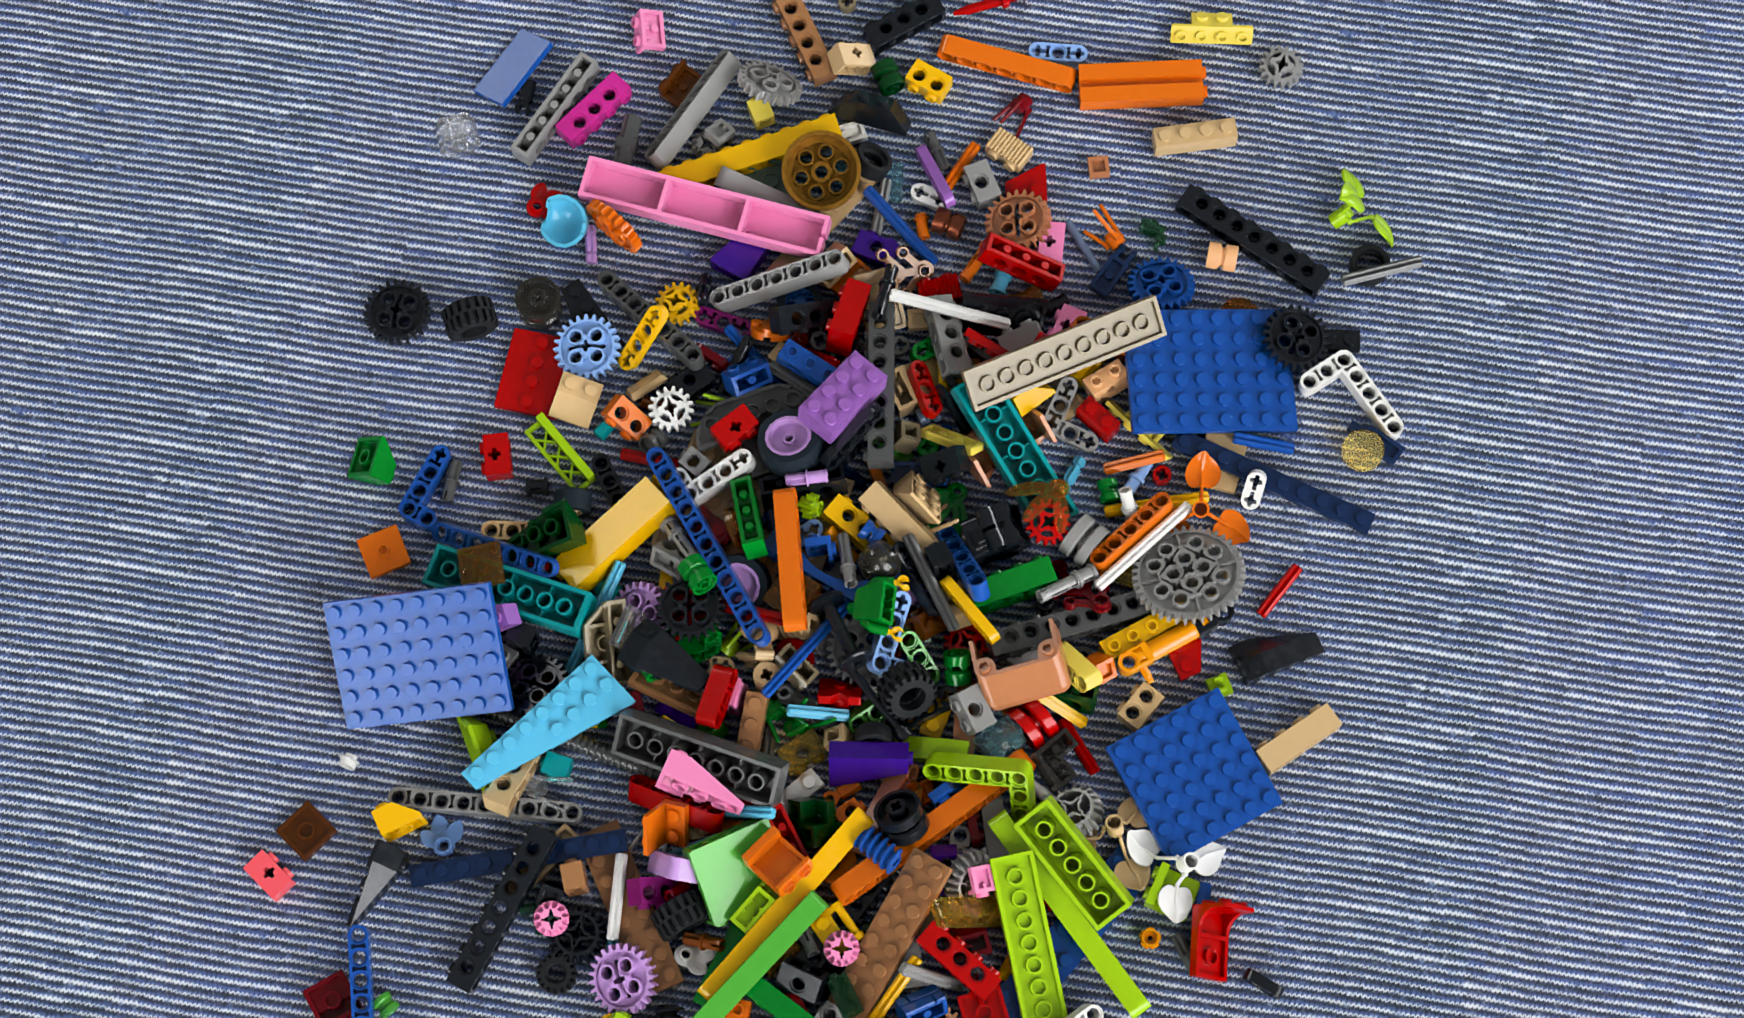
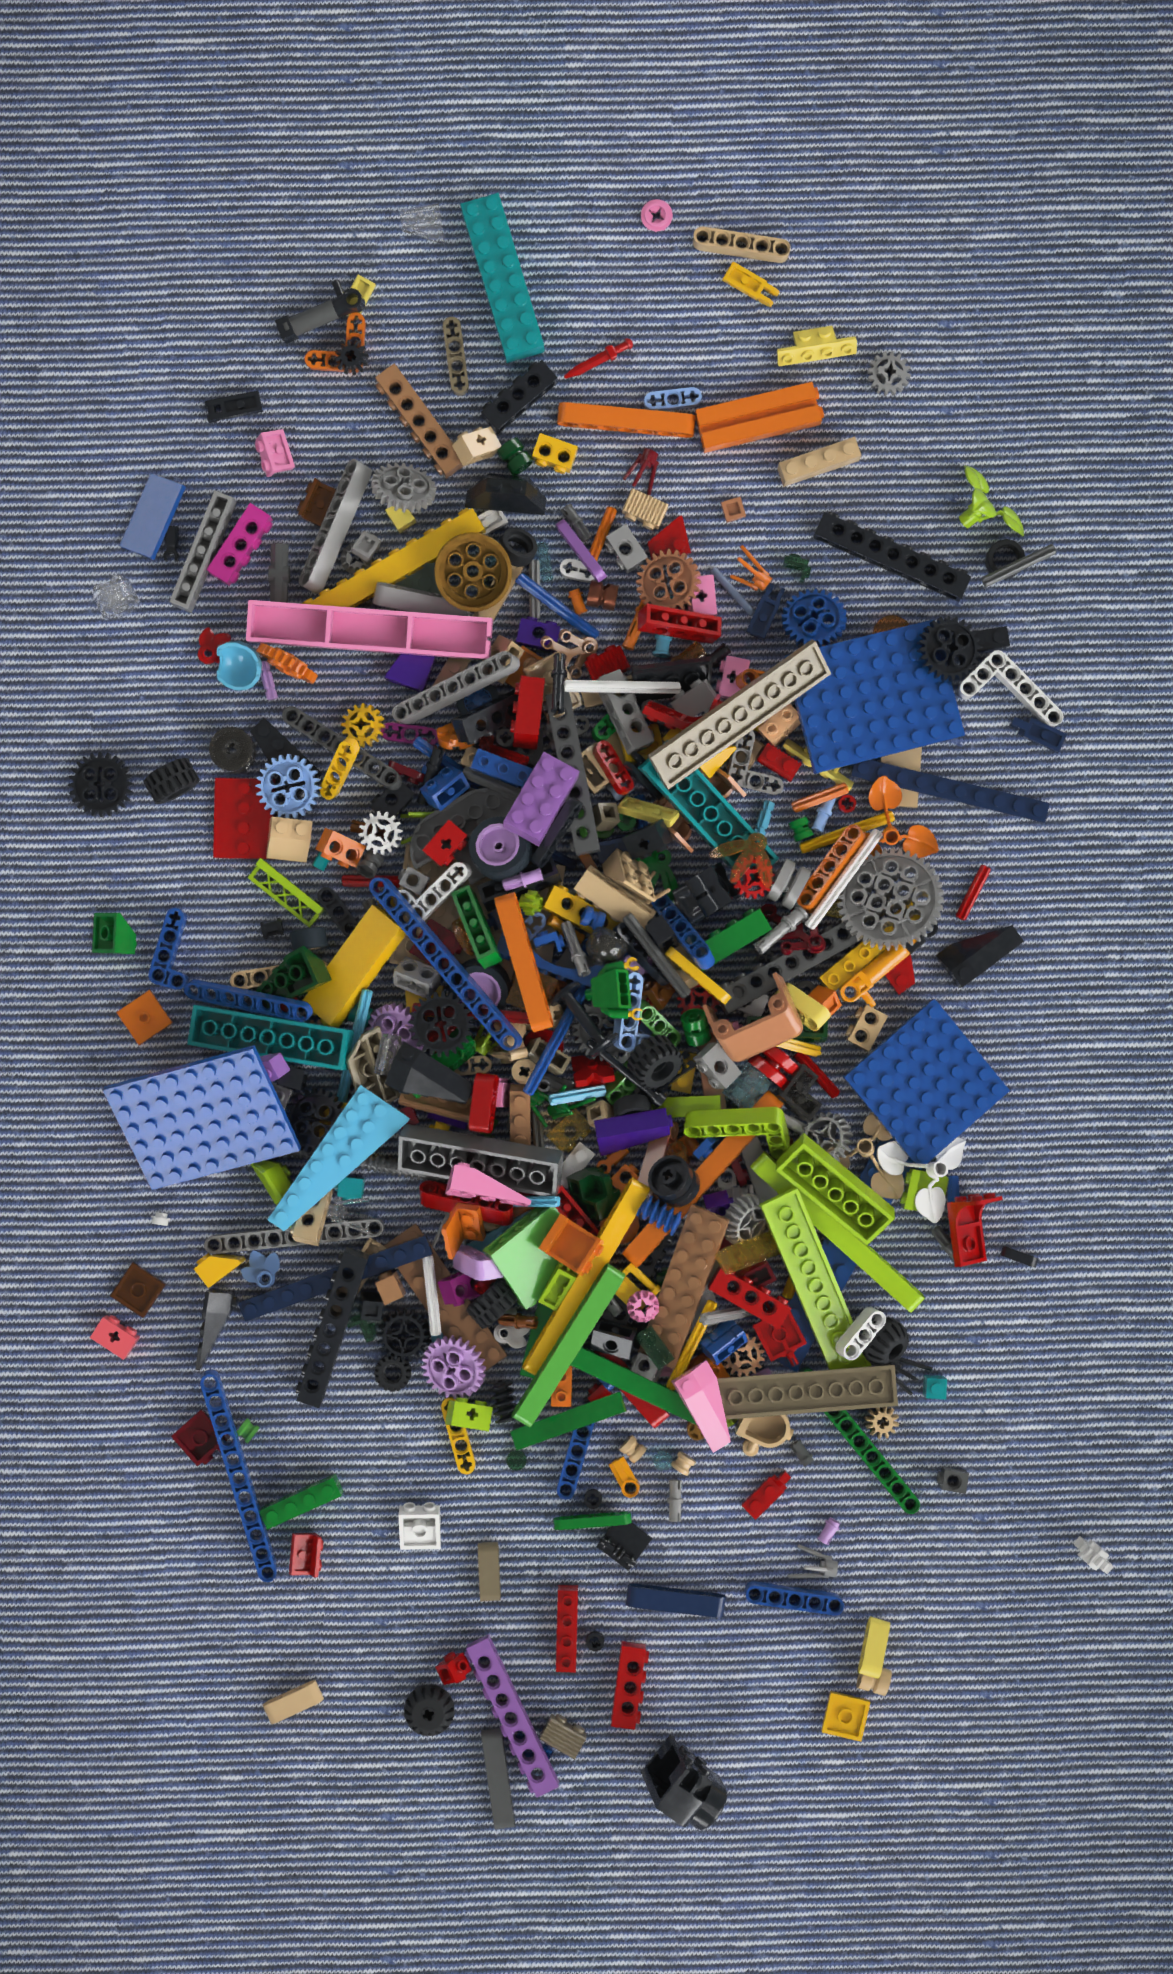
camera: 15 degrees left, 15 degrees up
(451, 481) = (190, 938): dark grey axle -> none
(481, 564) = (239, 1021): clear orange tile -> none
(502, 467) = (236, 915): red brick -> none
(558, 910) = (383, 1322): bright pink gear -> none
(646, 385) = (351, 810): tan tile -> none
(677, 535) = (414, 956): light grey pin -> none
(697, 574) = (440, 993): green wheel -> none
(703, 288) = (385, 706): black axle -> none
(981, 880) = (756, 1224): bright pink bracket -> none
(1128, 506) = (823, 842): white pin -> none
(1156, 937) = (917, 1235): light orange plate -> none
(1220, 681) = (934, 991): lime tile -> none
(1222, 256) = (865, 578): light nougat wheel -> none
(1248, 488) = (930, 802): white beam -> none
(1263, 442) = (935, 754): blue axle -> none
(1297, 739) = (1013, 1028): tan brick -> none
(1363, 450) = (1029, 744): clear yellow tile -> none

